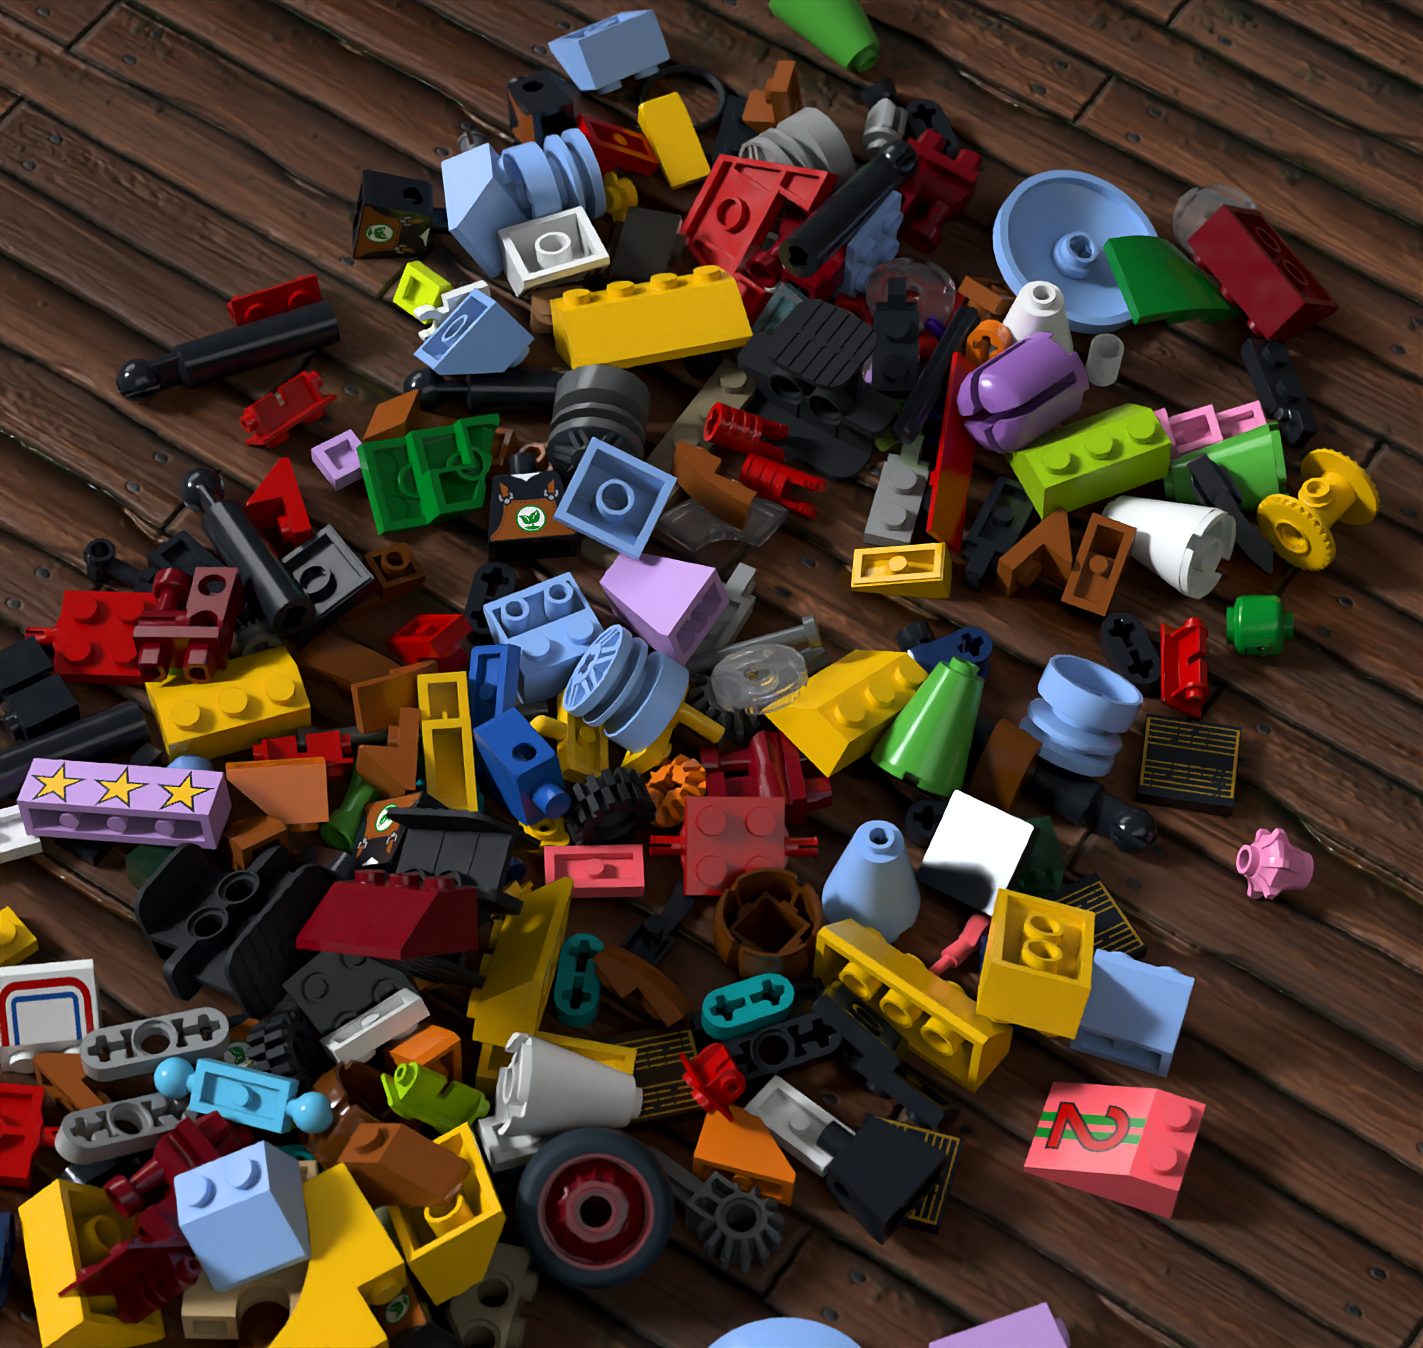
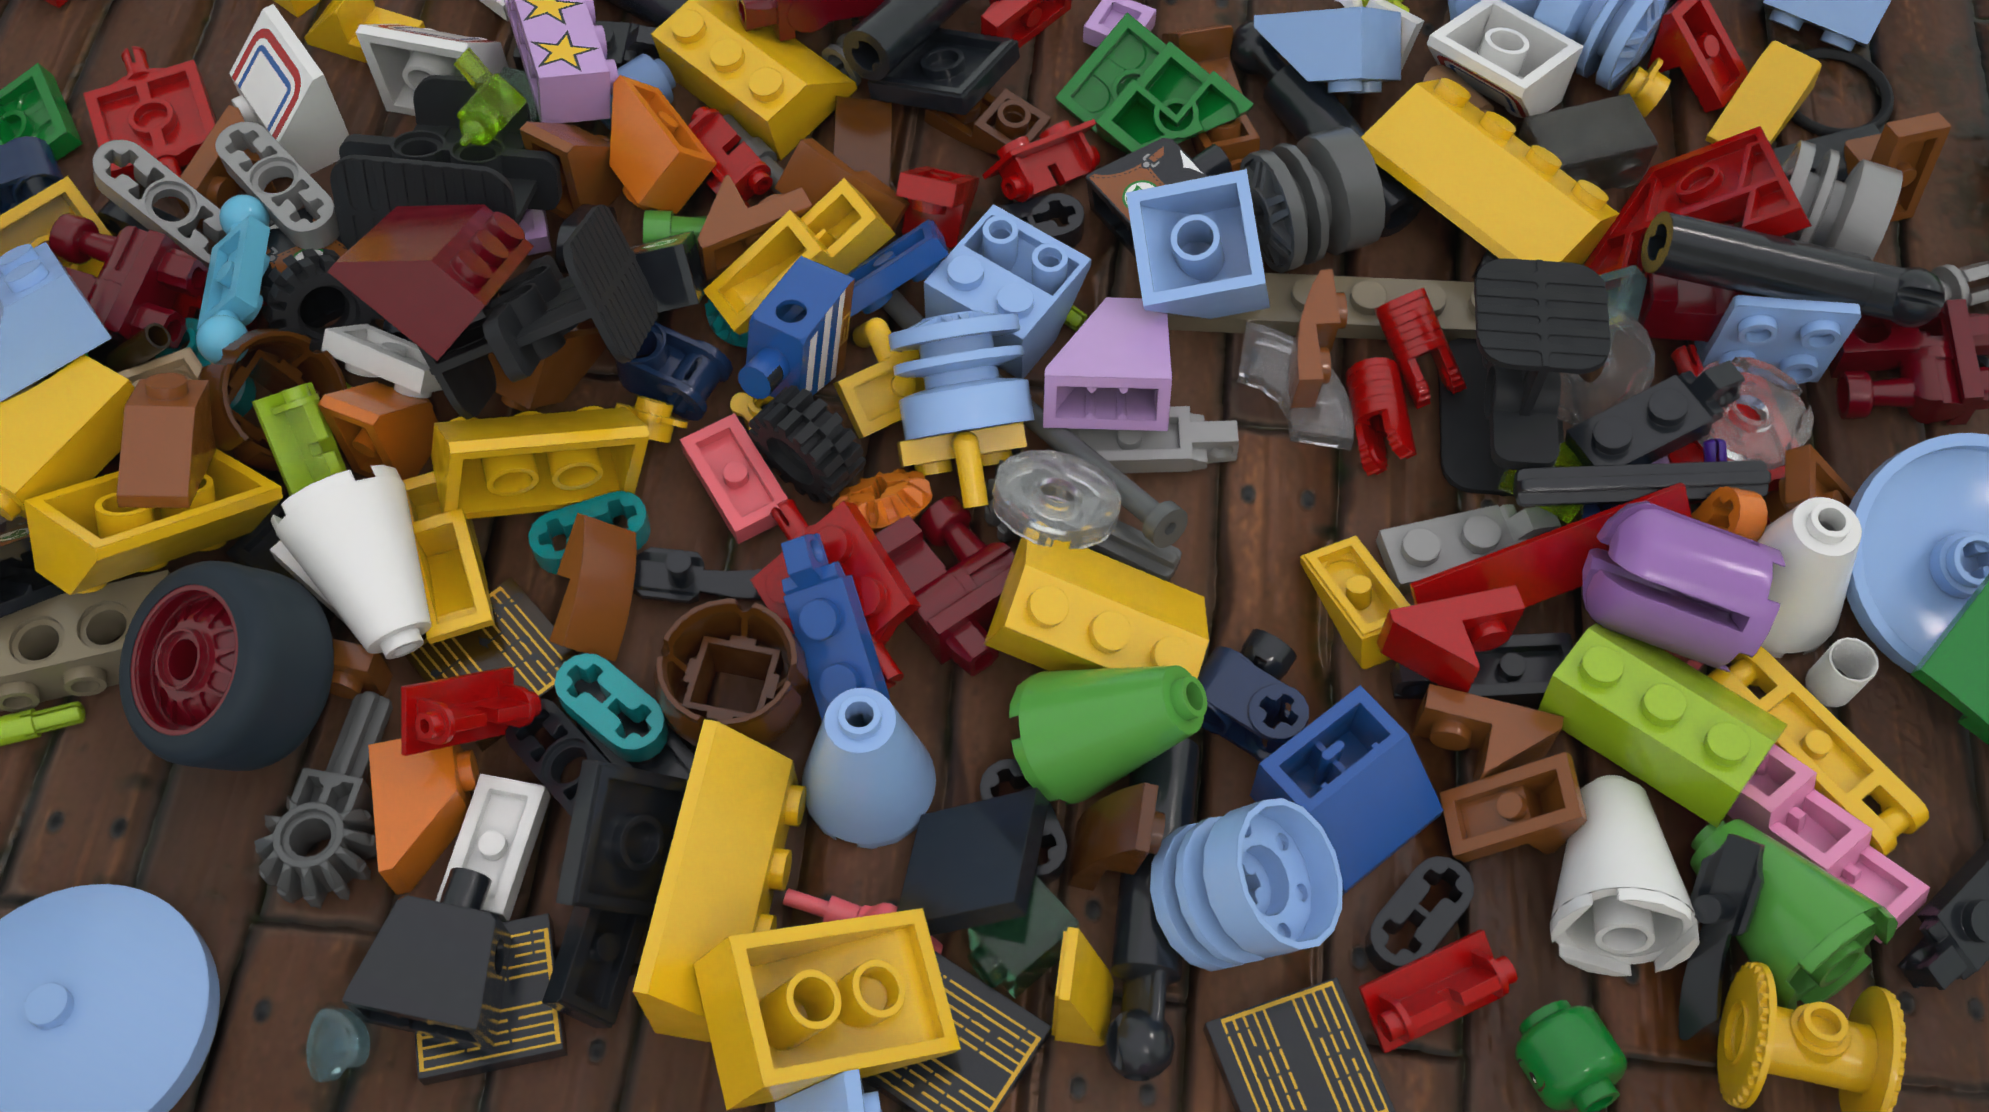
camera: 65 degrees right, 5 degrees up
(86, 906) = (407, 54): none -> white slope
(204, 860) = (490, 106): none -> clear neon green piece
(445, 563) = (1026, 164): none -> red hinge
(763, 845) = (828, 623): none -> blue hinge
(887, 1266) = (336, 1043): none -> clear light blue piece
(978, 533) = (1441, 635): none -> red slope
(1026, 631) = (1356, 780): none -> blue slope
(1088, 841) = (1081, 993): none -> yellow slope
(1154, 393) = (1819, 740): none -> yellow plate

